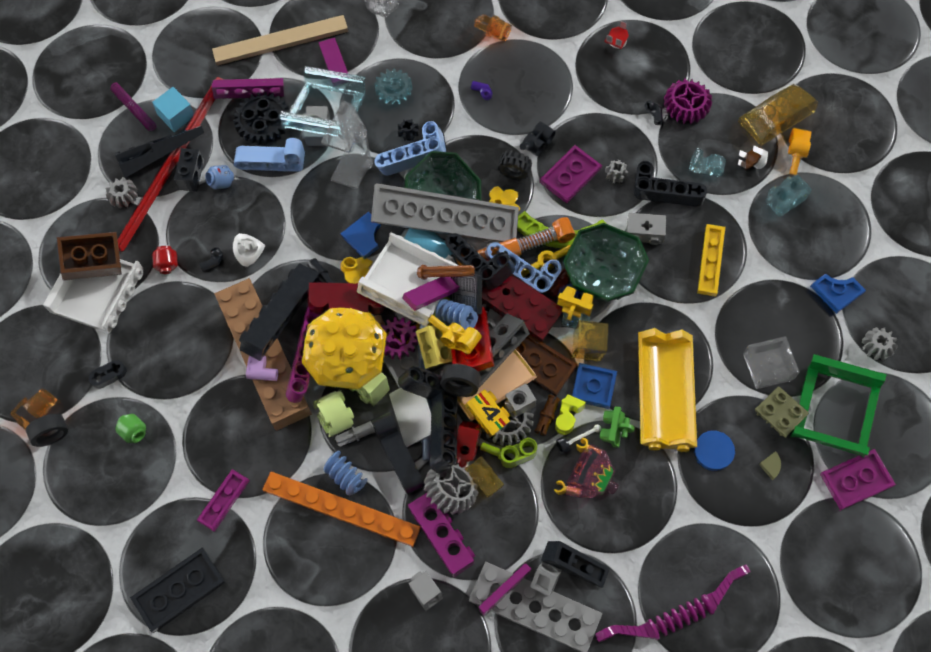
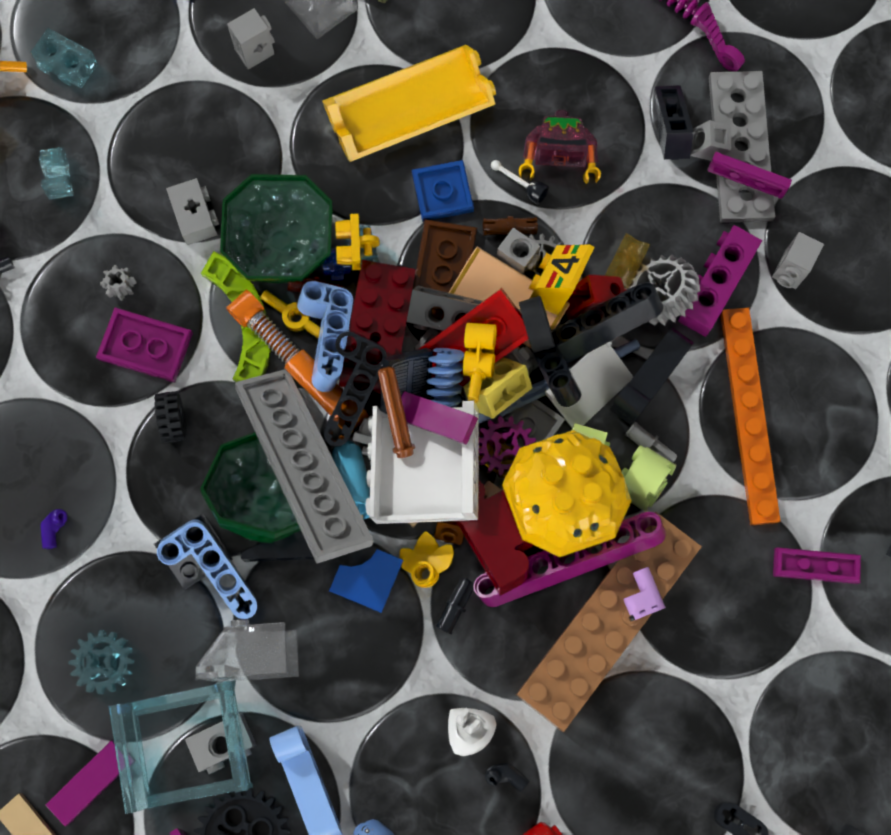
camera: 120 degrees left, 10 degrees up
(130, 428) = (797, 739): bright green head -> none
(278, 313) = (550, 618): black brick -> none
(343, 475) = (708, 428): medium blue piece -> none
(408, 130) = (162, 602): black gear -> none
(505, 197) = (224, 415): yellow plate -> none
(517, 450) = (579, 234): lime beam -> none
(538, 139) = (115, 411): black beam -> none
(566, 421) = (509, 201): neon yellow leg -> none
(590, 340) = (390, 211): clear yellow head -> none
(619, 427) = (474, 146): bright green hips -> none
(696, 191) = (116, 206): black beam -> none
(711, 260) = (202, 117): yellow plate -> none
(714, 450) = (458, 26): blue tile -> none
(754, 305) = (252, 38): none -> light grey brick
(756, 157) = (22, 118): piece -> none

